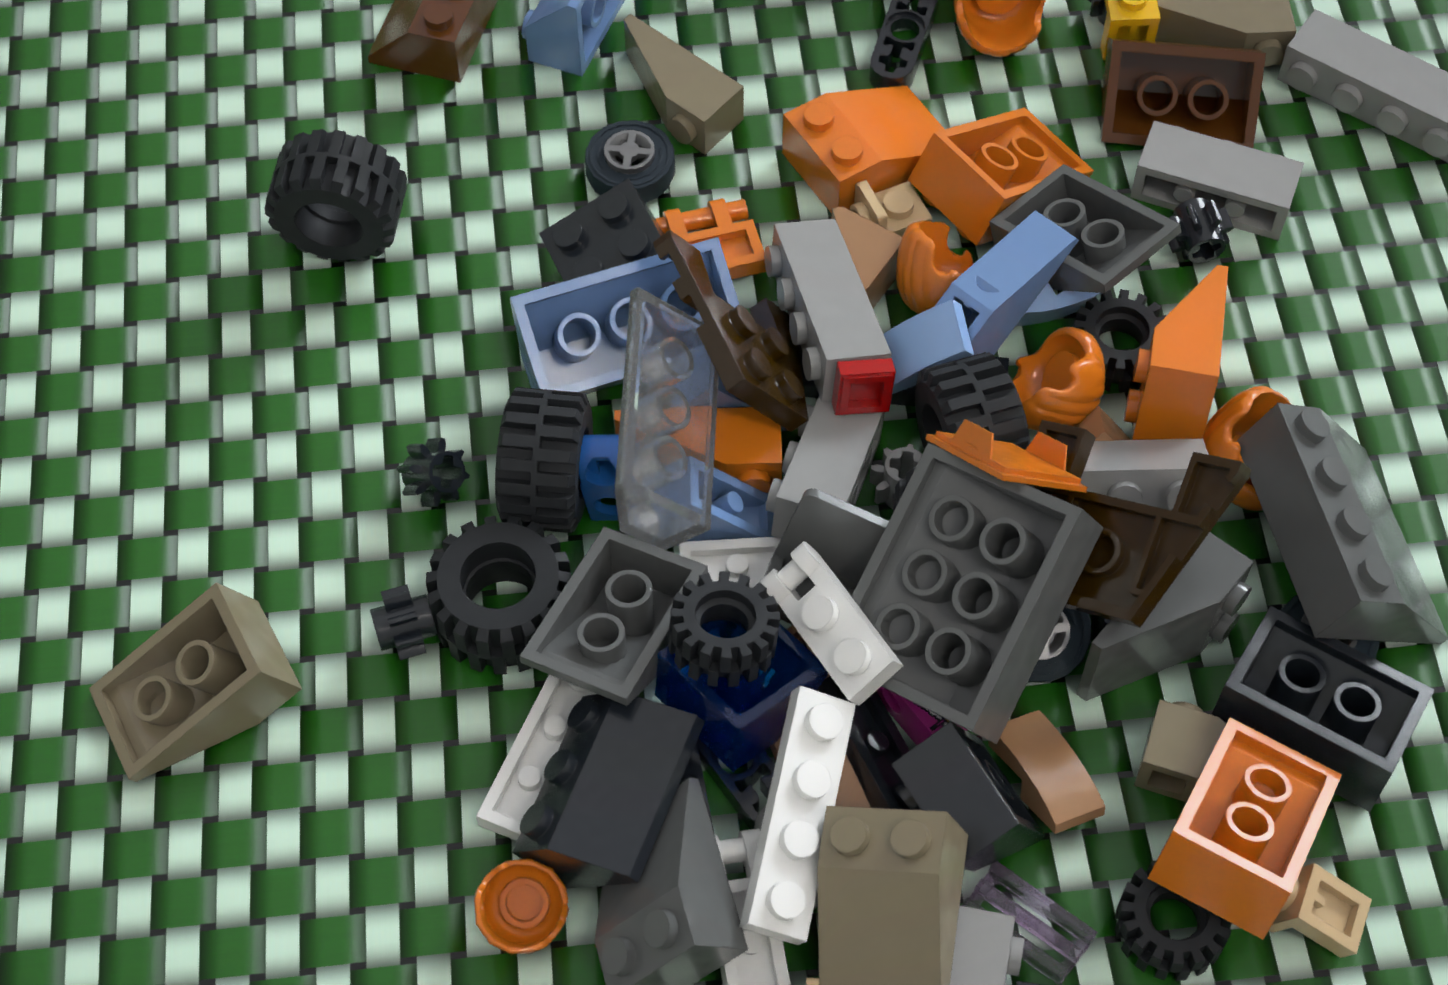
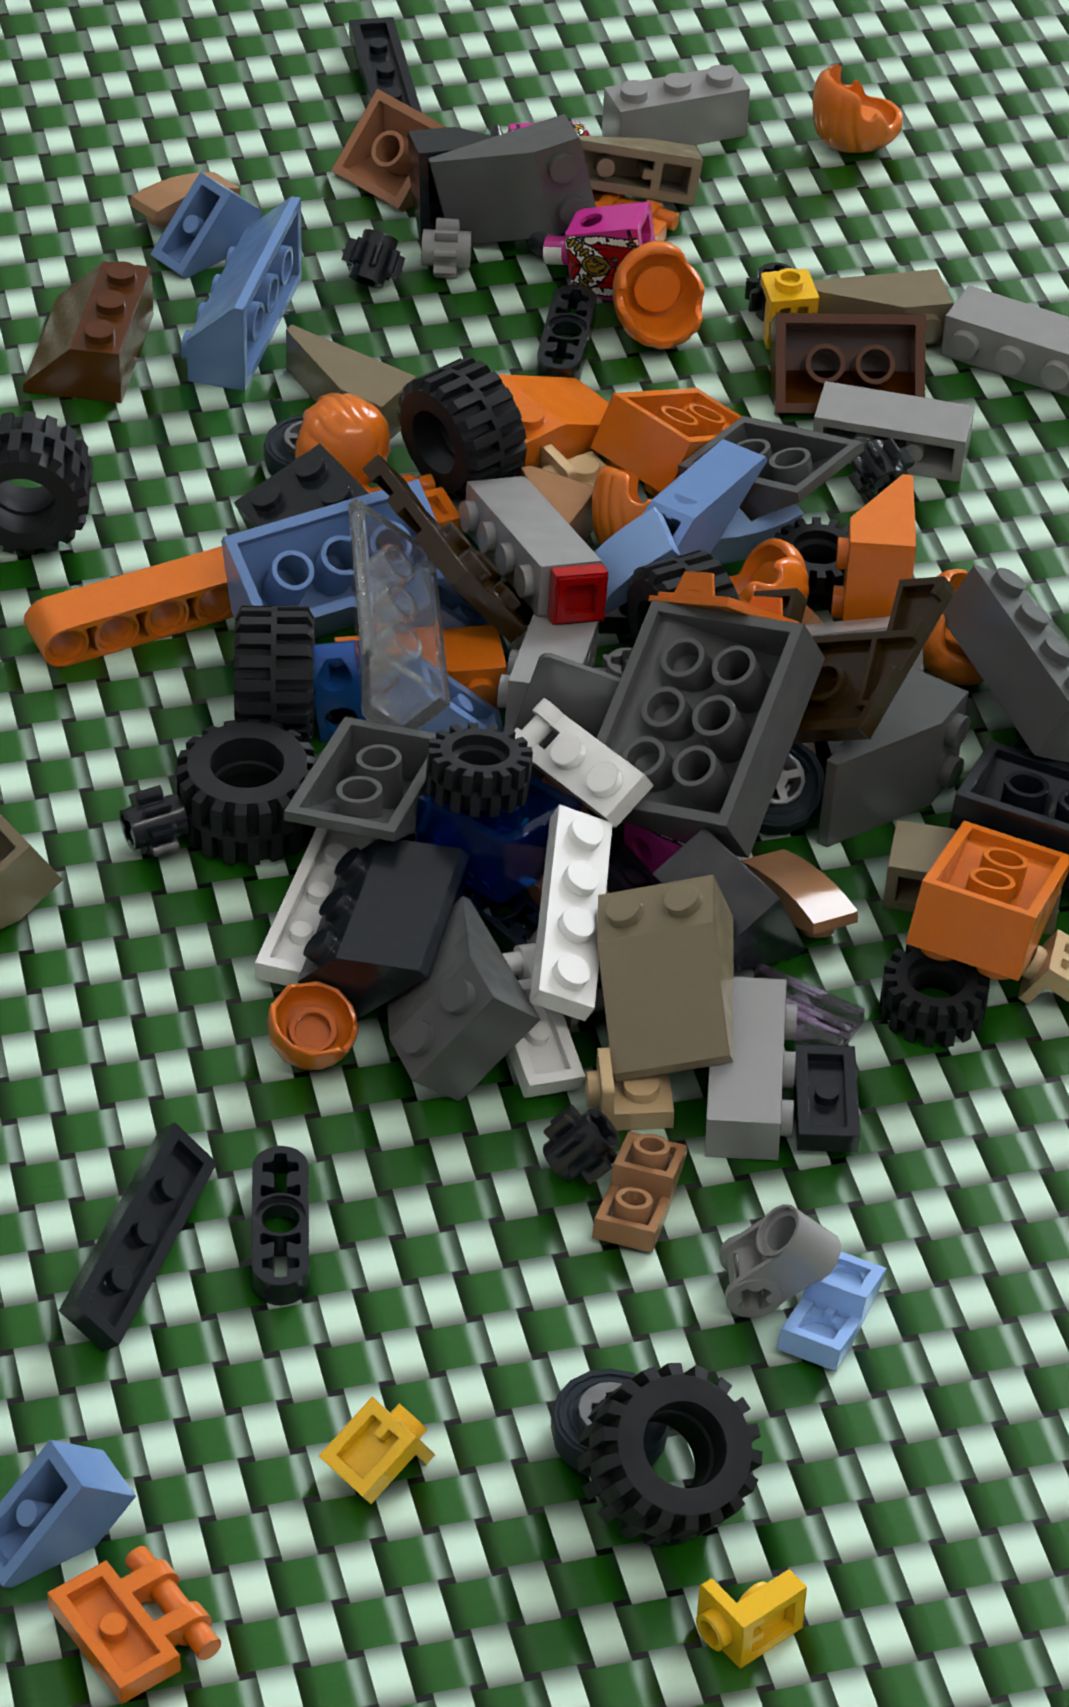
camera: 10 degrees left, 15 degrees down
(419, 468) = (160, 704): black gear -> none
(424, 345) = (130, 609): none -> orange beam
(661, 159) = (348, 430): none -> orange piece
(778, 158) = (462, 426): none -> black tyre

